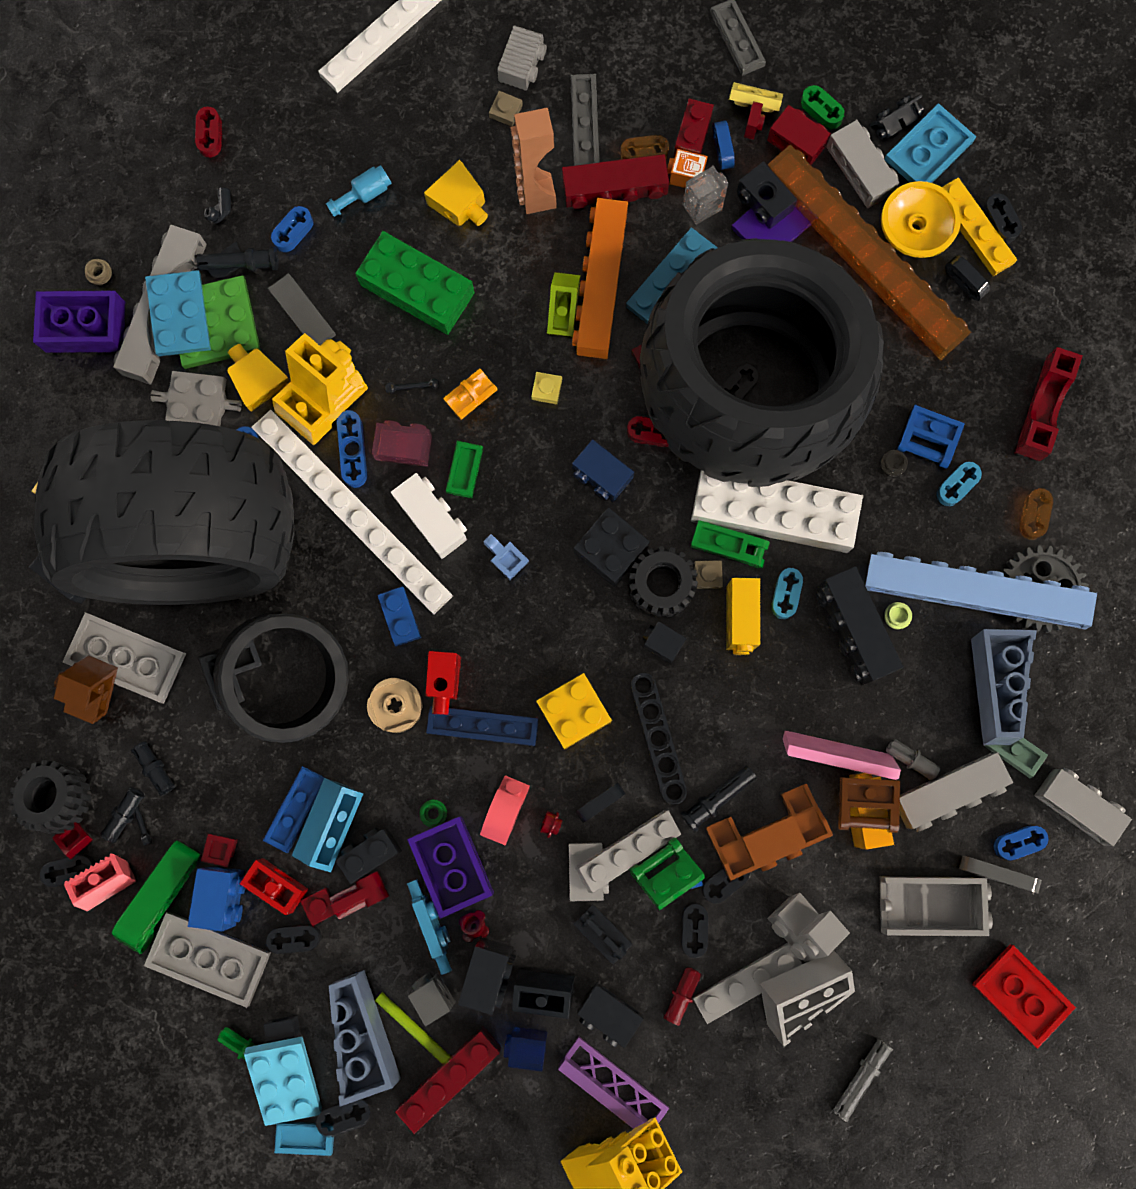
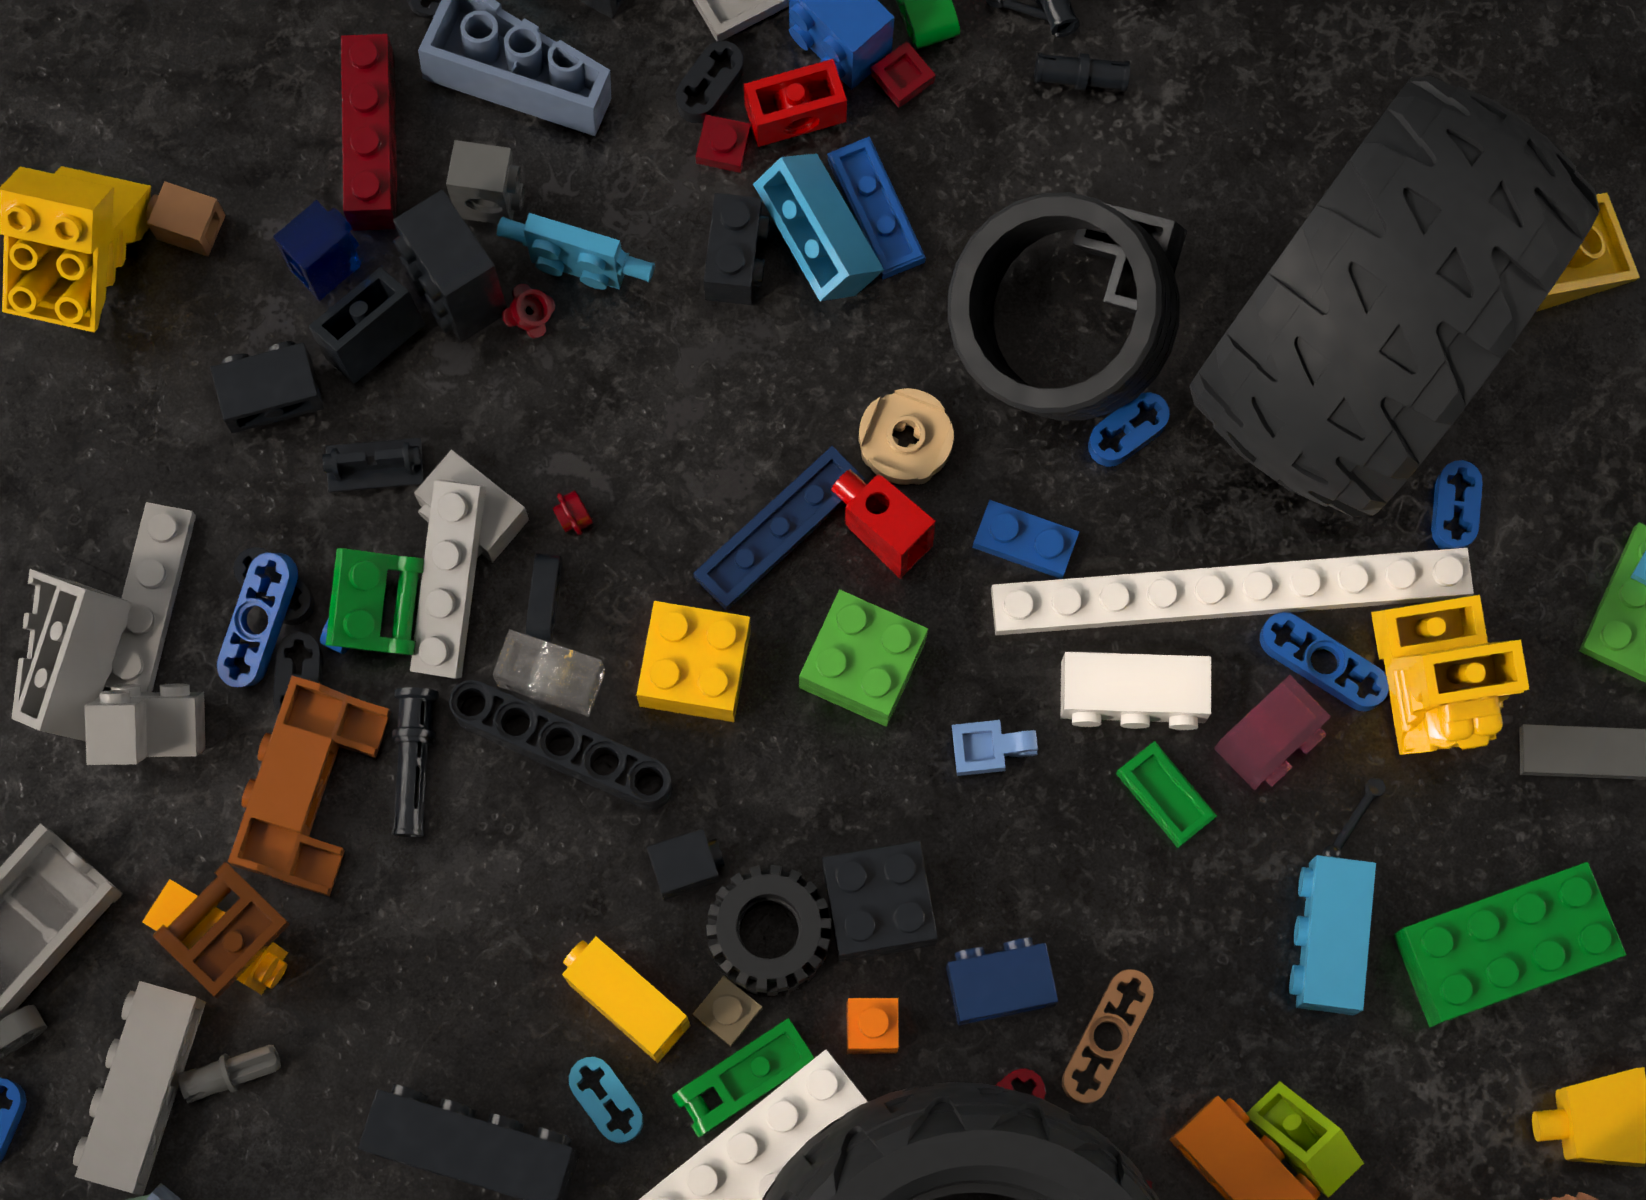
camera: 125 degrees right, 5 degrees down
(86, 688) = (1257, 60): reddish brown brick -> none
(141, 662) = (1264, 143): light grey plate -> none
(196, 398) = (1569, 504): light grey plate -> none
(255, 376) = (1542, 605): yellow torso -> none
(313, 605) = (1136, 437): none -> blue beam
(365, 893) = (690, 209): dark red piece -> none
(411, 1027) = (497, 137): lime bar -> none
(424, 813) = (719, 361): green plate -> none
(450, 867) = (628, 337): dark purple brick -> none
(468, 354) = (1333, 935): none -> dark azure brick
(470, 394) = (1270, 886): light orange hips -> none
(504, 810) = (643, 466): coral brick -> none
(511, 640) = (863, 658): none -> bright green brick
(546, 388) = (1194, 1010): light yellow plate -> none
(562, 1130) = (185, 218): none -> medium nougat brick
(592, 403) = (1112, 998): none -> medium nougat beam
(603, 1094) = (185, 304): medium lavender fence -> none
(632, 769) = (549, 673): none -> clear brick
(665, 508) = (872, 1026): none -> orange brick
(682, 996) = (207, 500): dark red axle -> none
(705, 919) = (238, 628): none -> blue beam
(841, 755) = (321, 968): bright pink tile -> none

